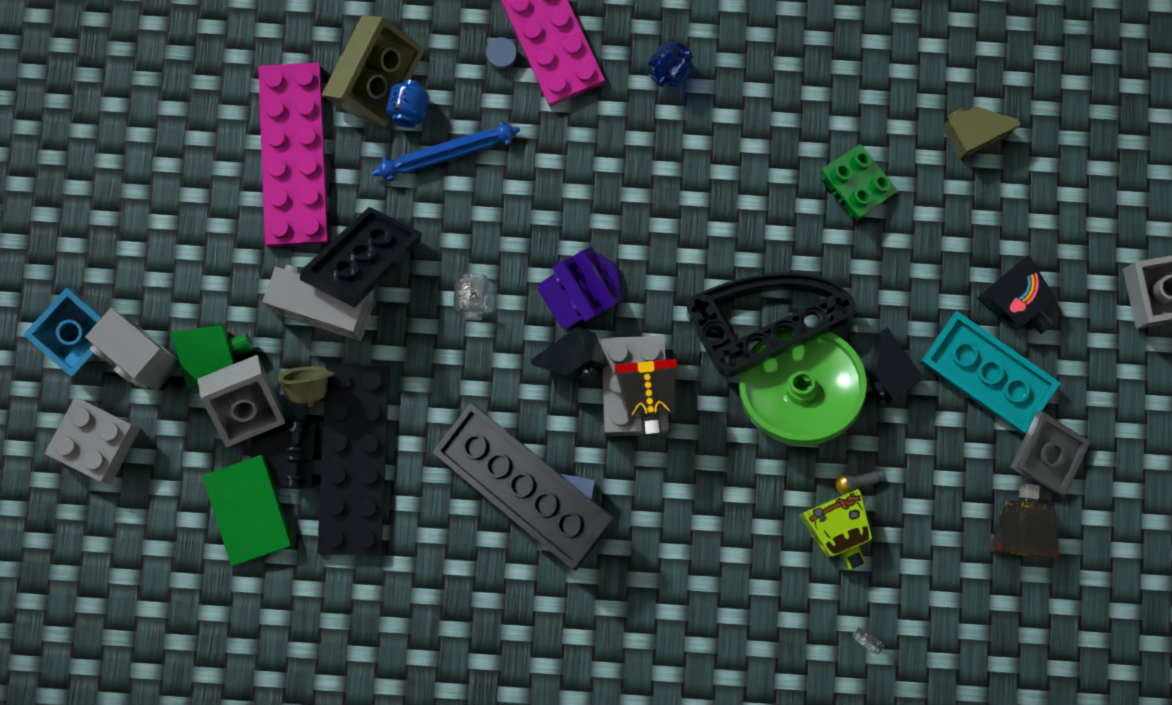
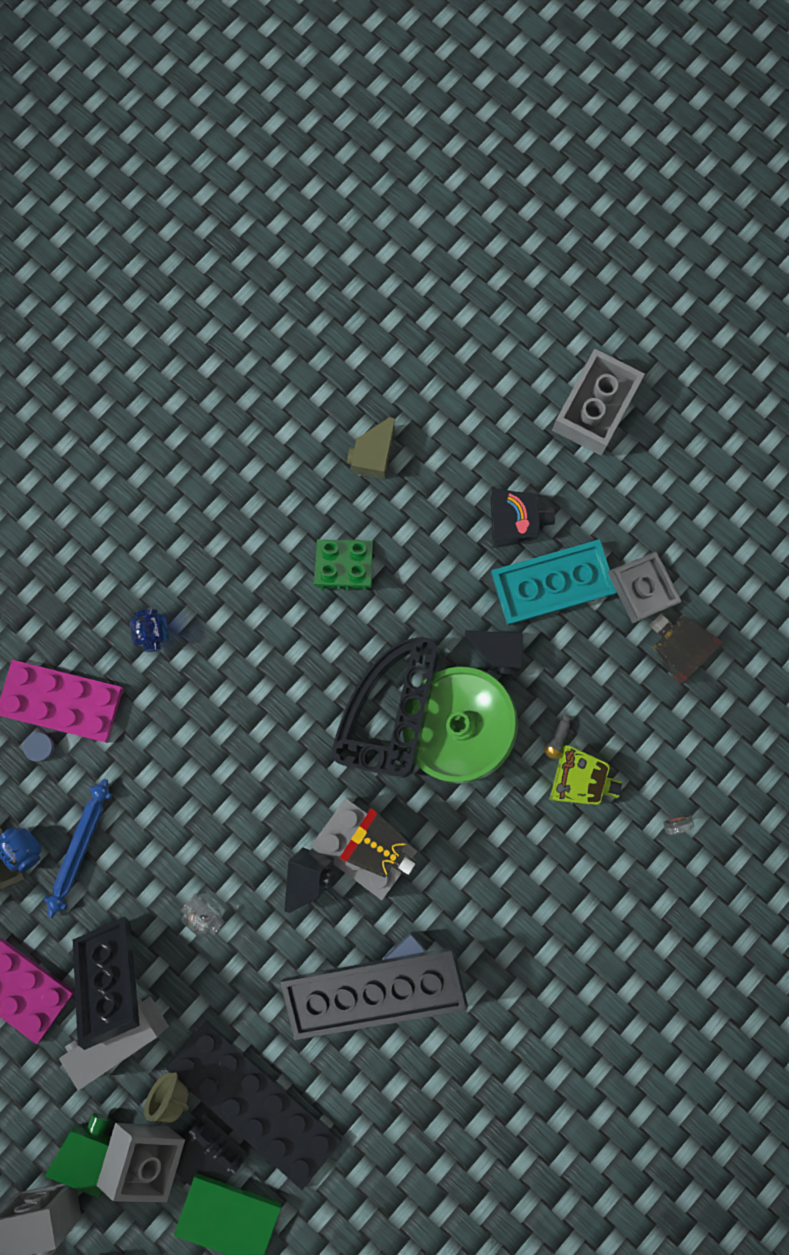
camera: 45 degrees left, 0 degrees up
(581, 287) = (261, 828): dark purple piece -> none

